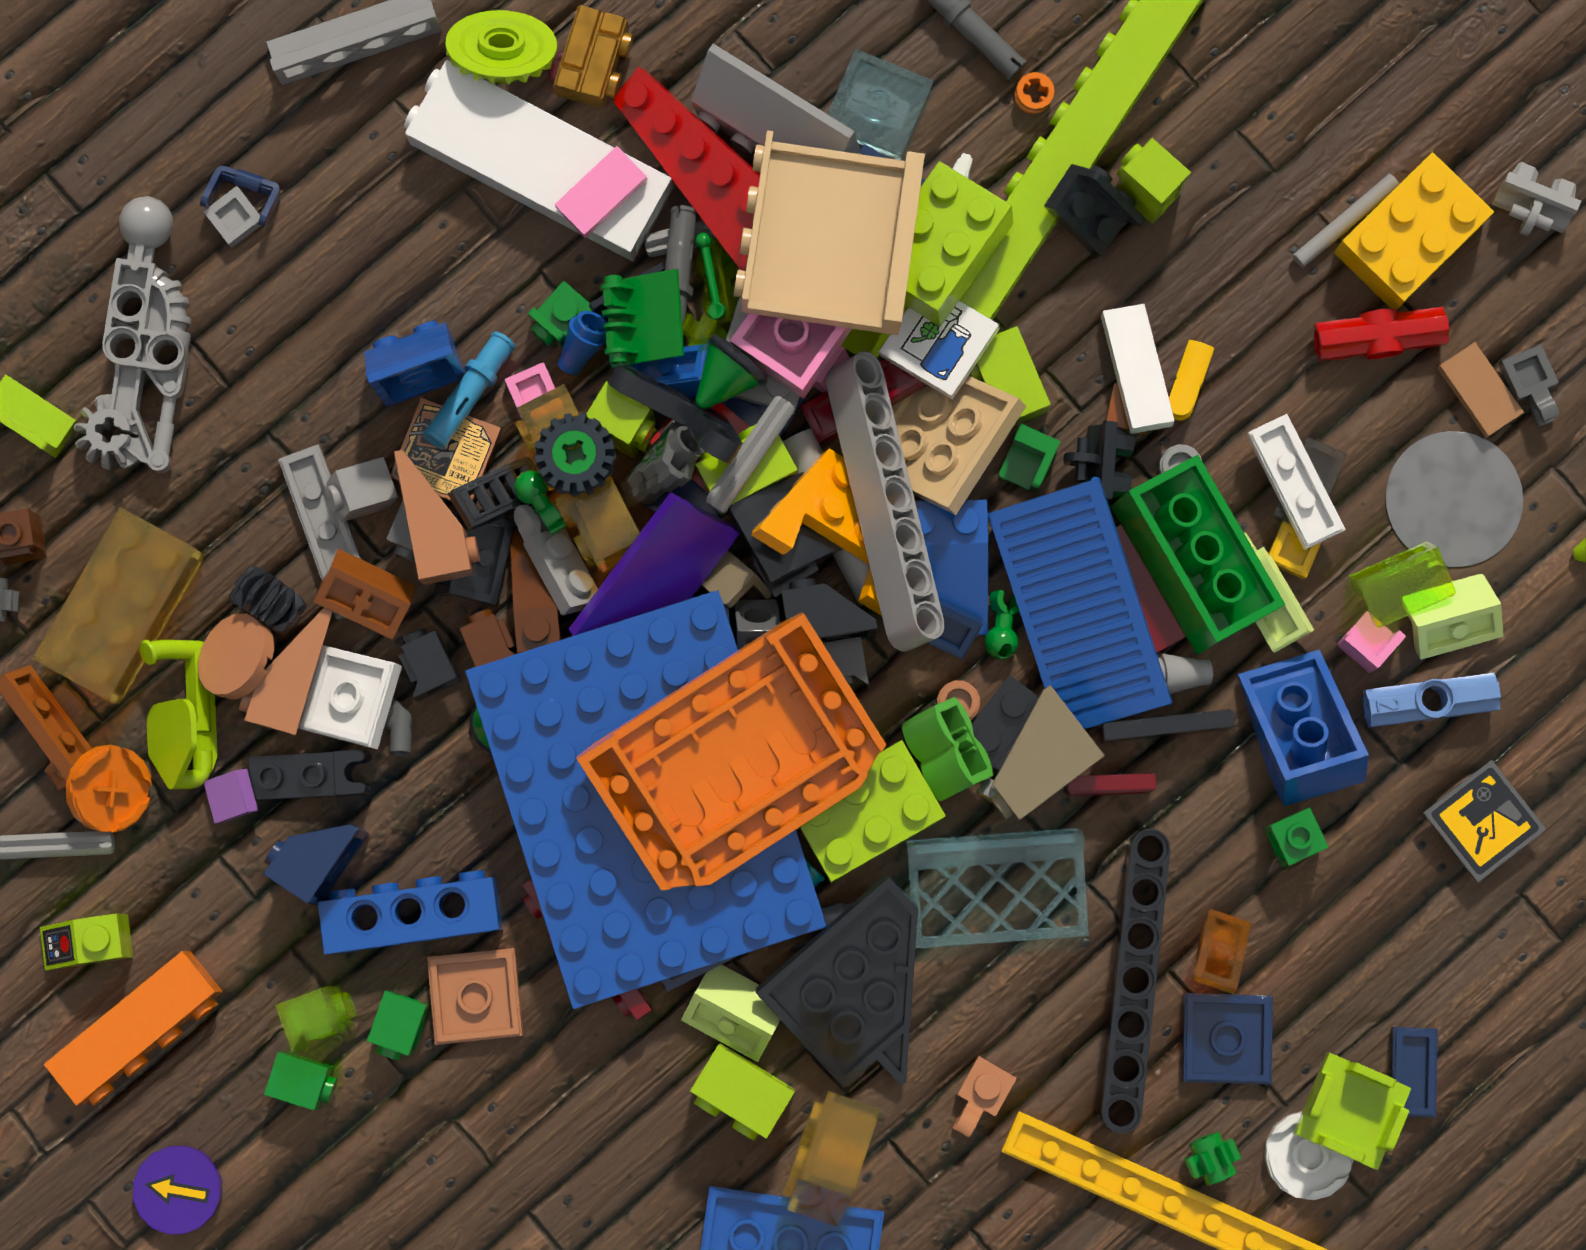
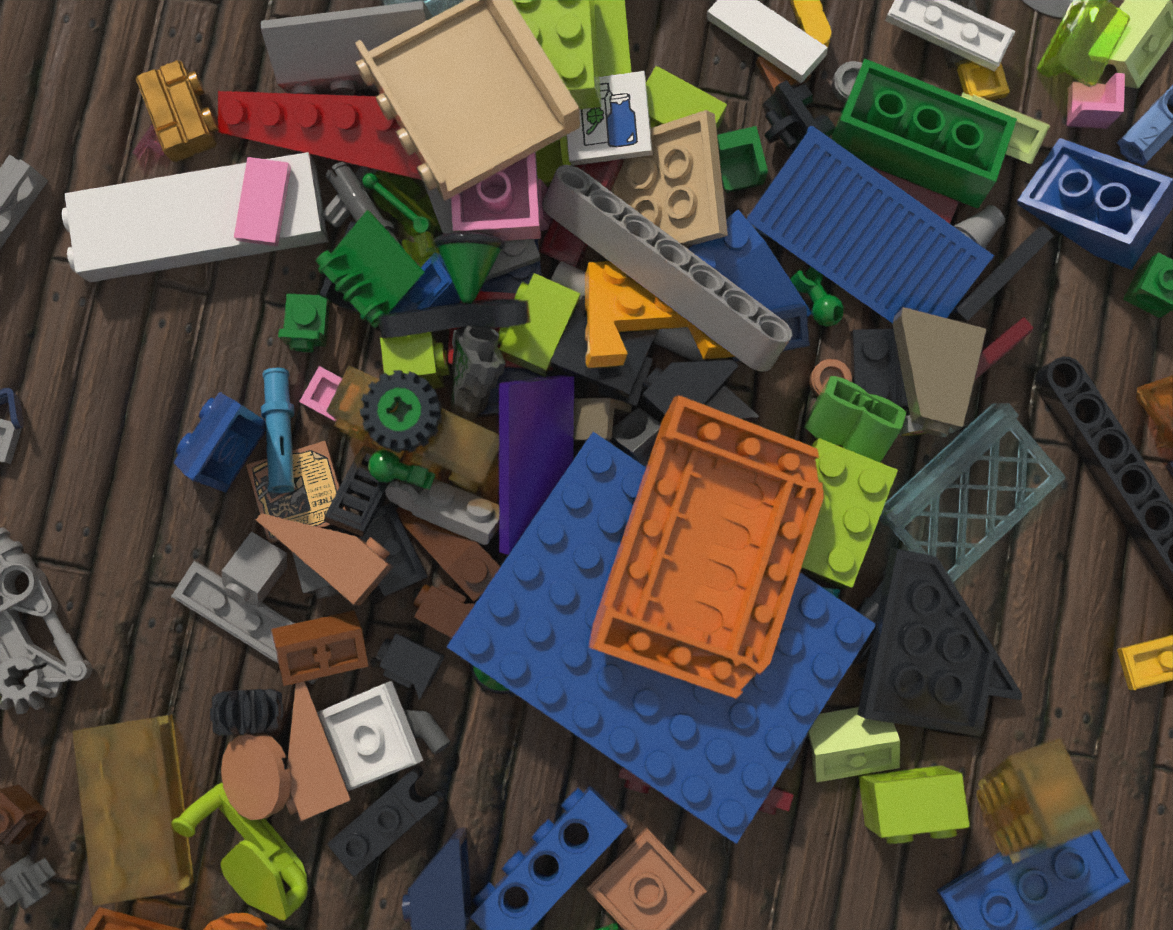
camera: 40 degrees left, 0 degrees up
(230, 796) = (336, 885): medium lavender tile -> none
(501, 46) = (101, 154): lime gear -> none
(582, 341) = (337, 326): blue cone -> none
(750, 454) = (536, 293): light grey axle -> none
(984, 1090) = (1084, 653): nougat plate -> none

